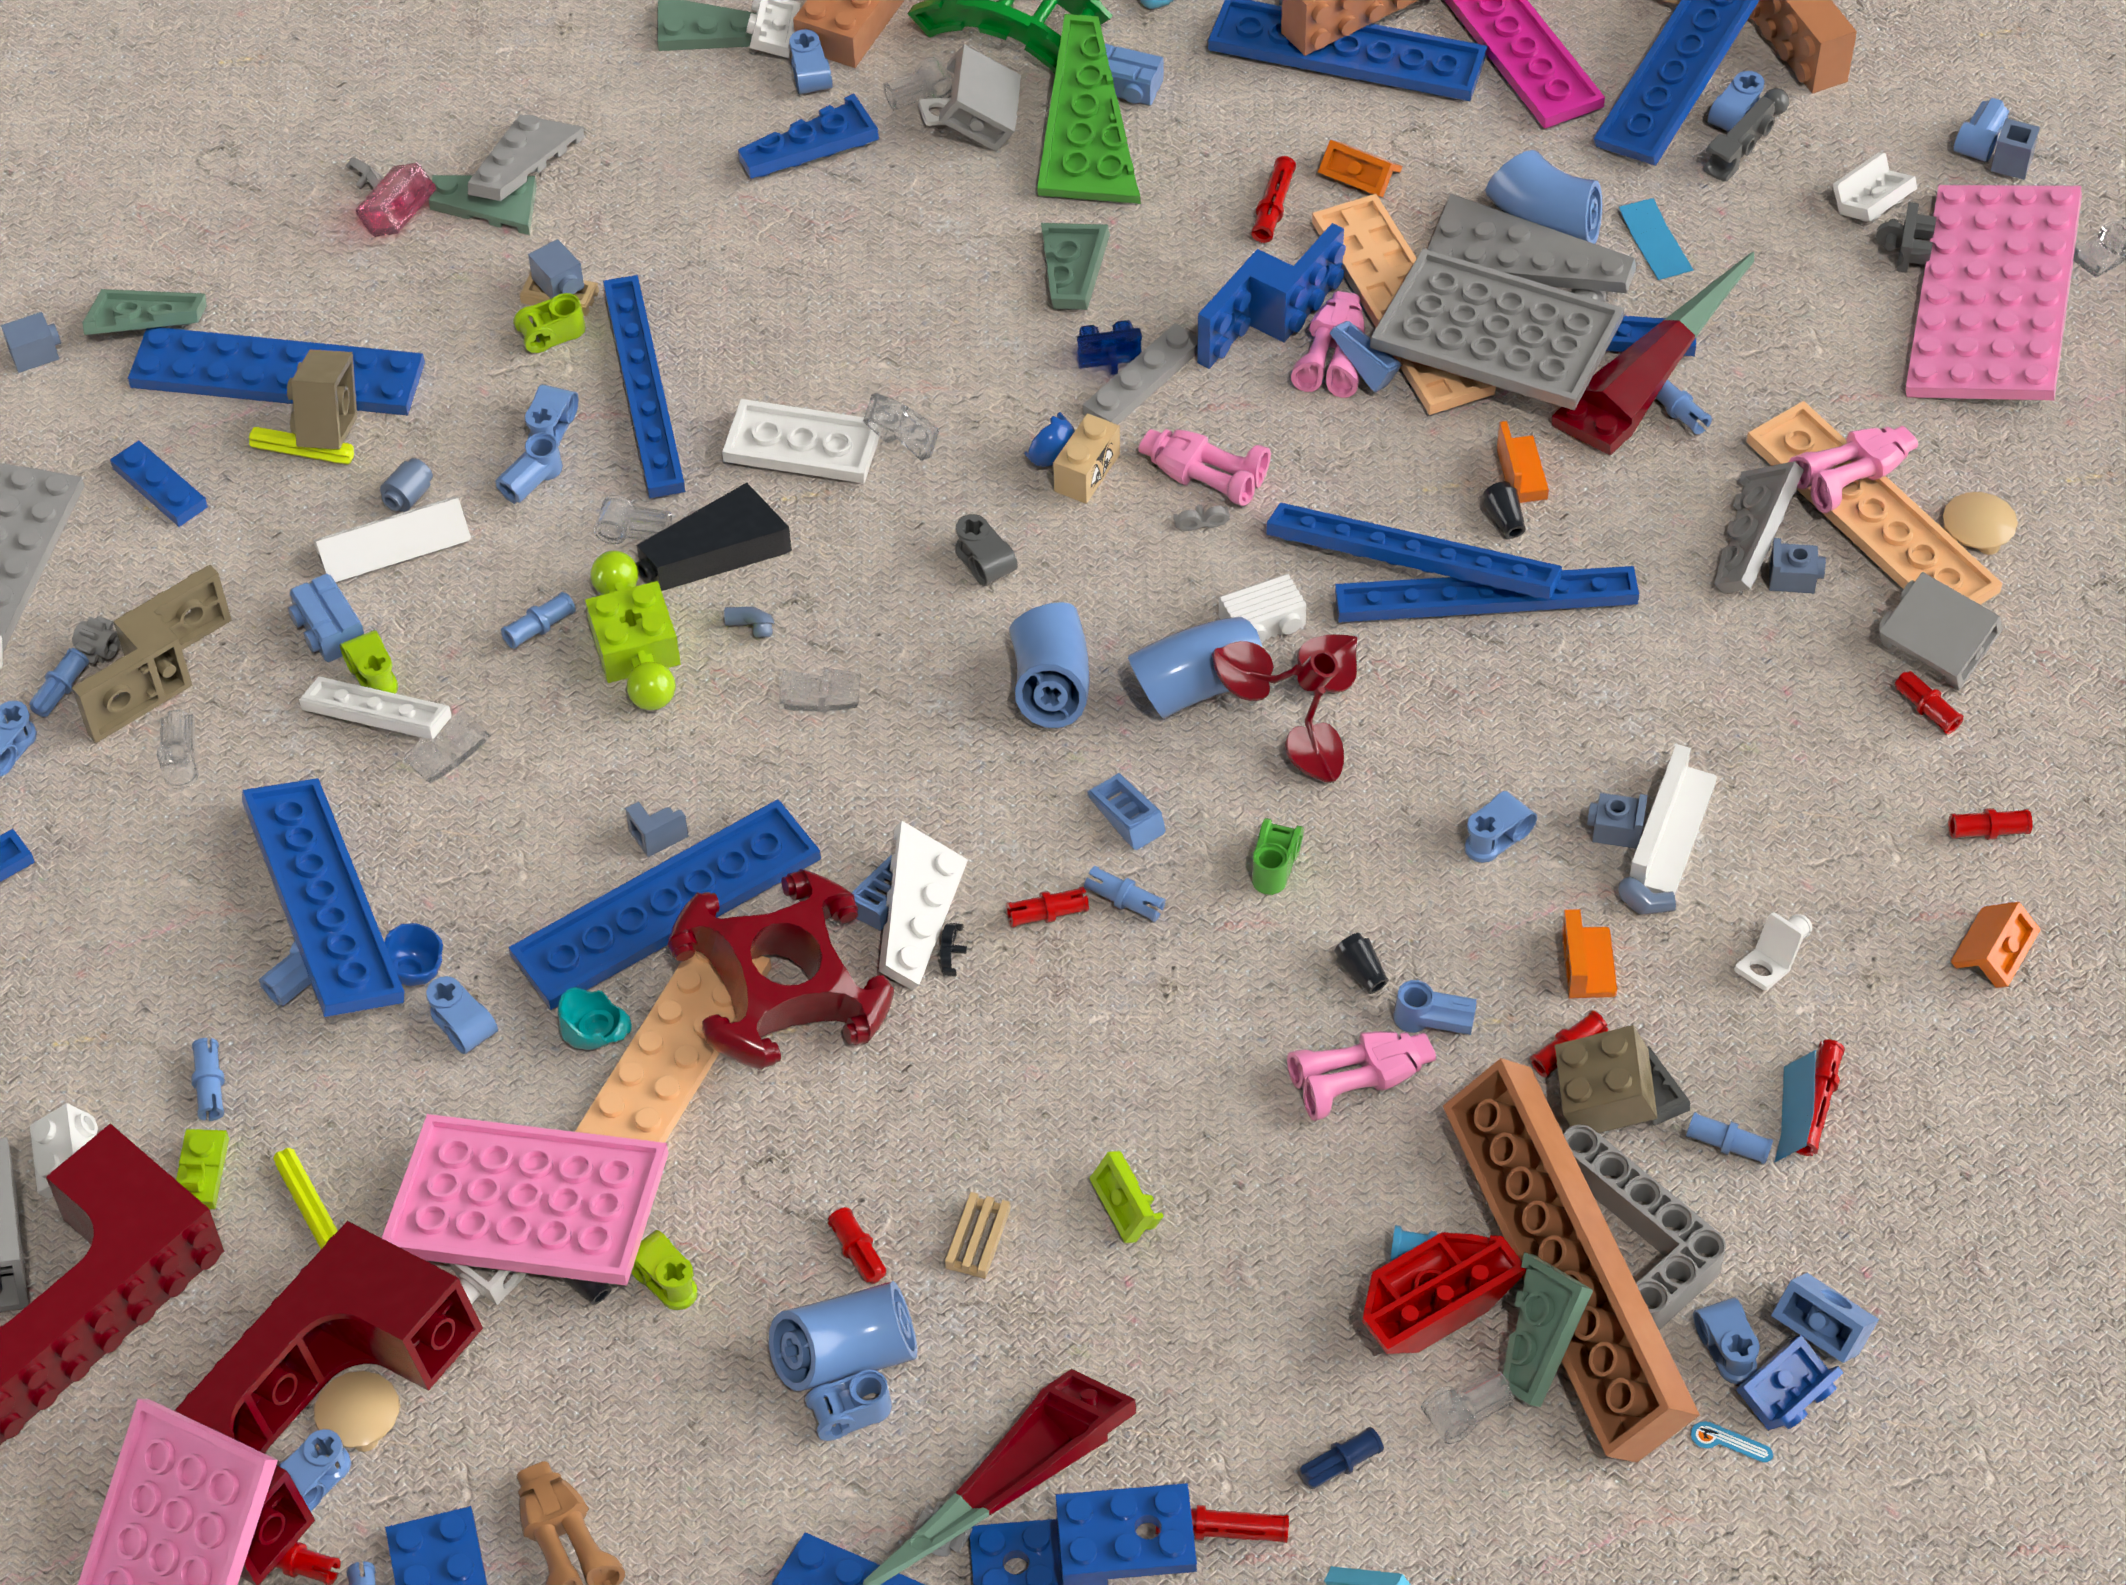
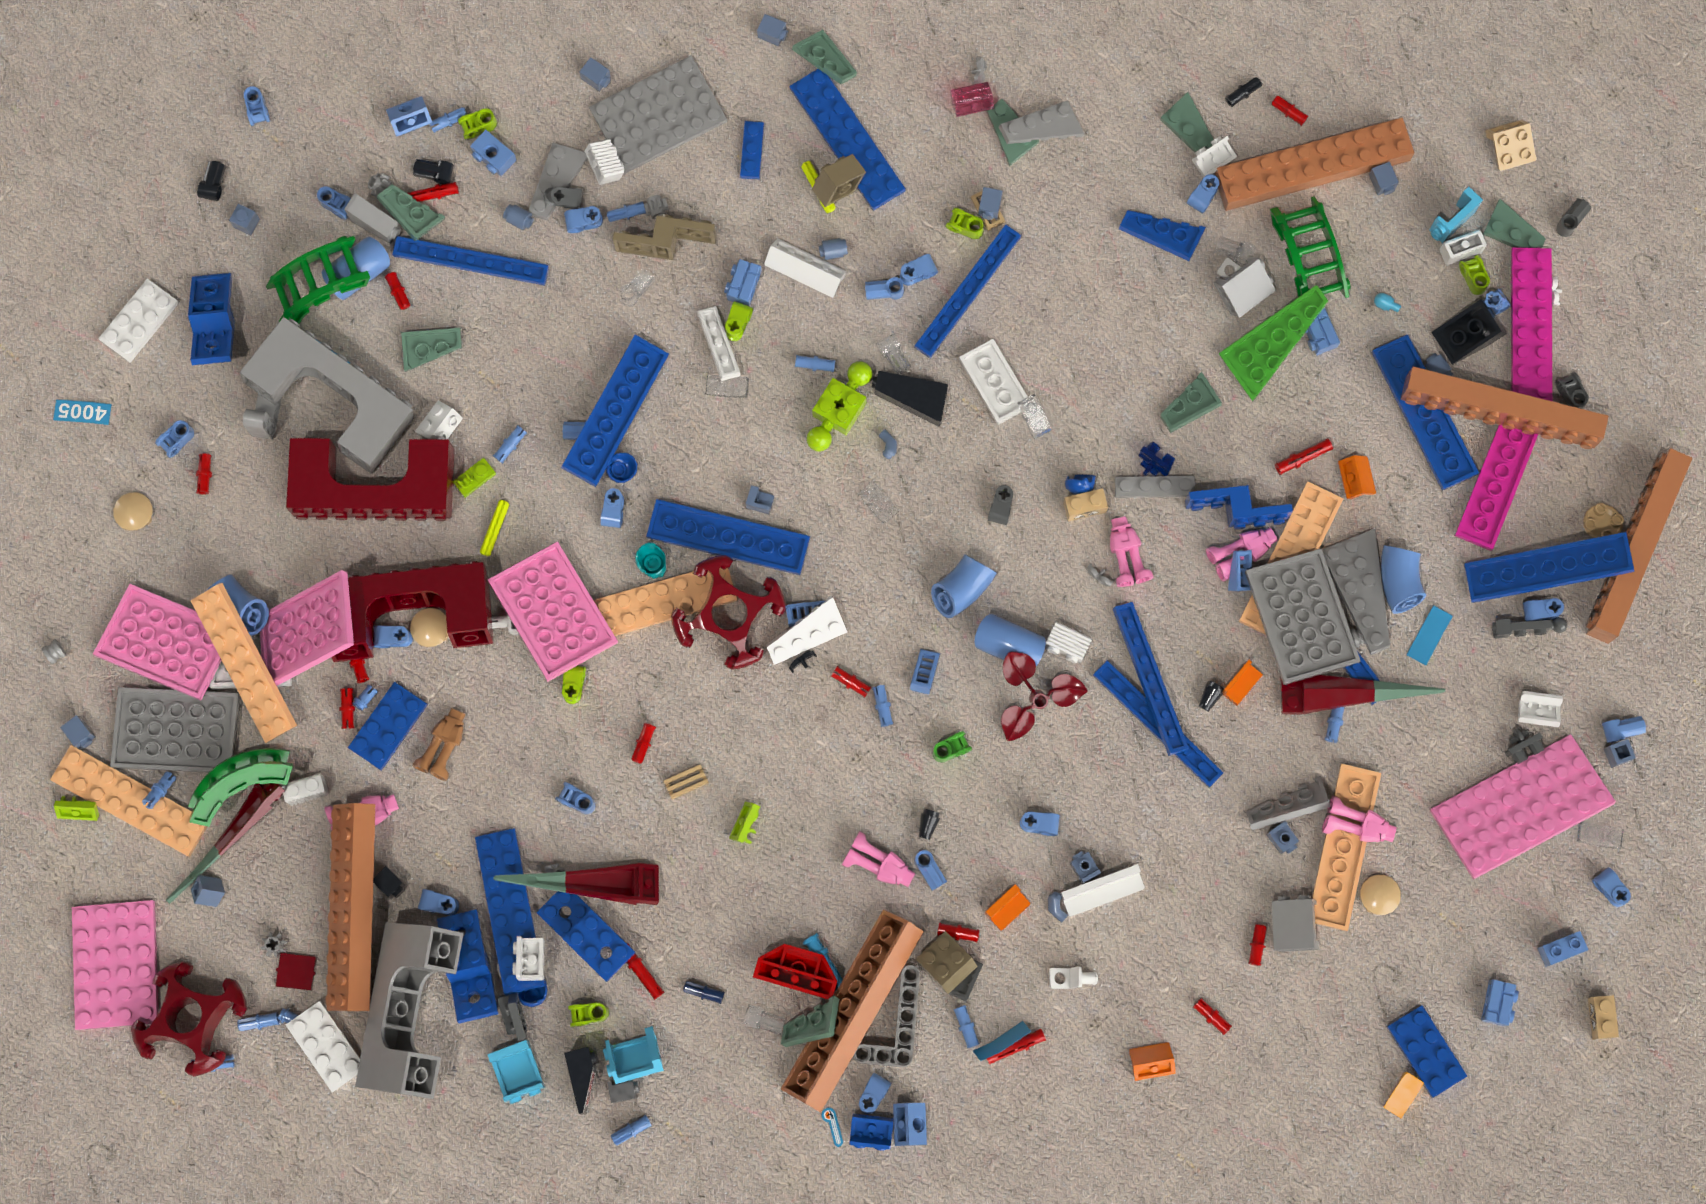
camera: 50 degrees right, 25 degrees up
(842, 1337) = (597, 776): medium blue brick -> none

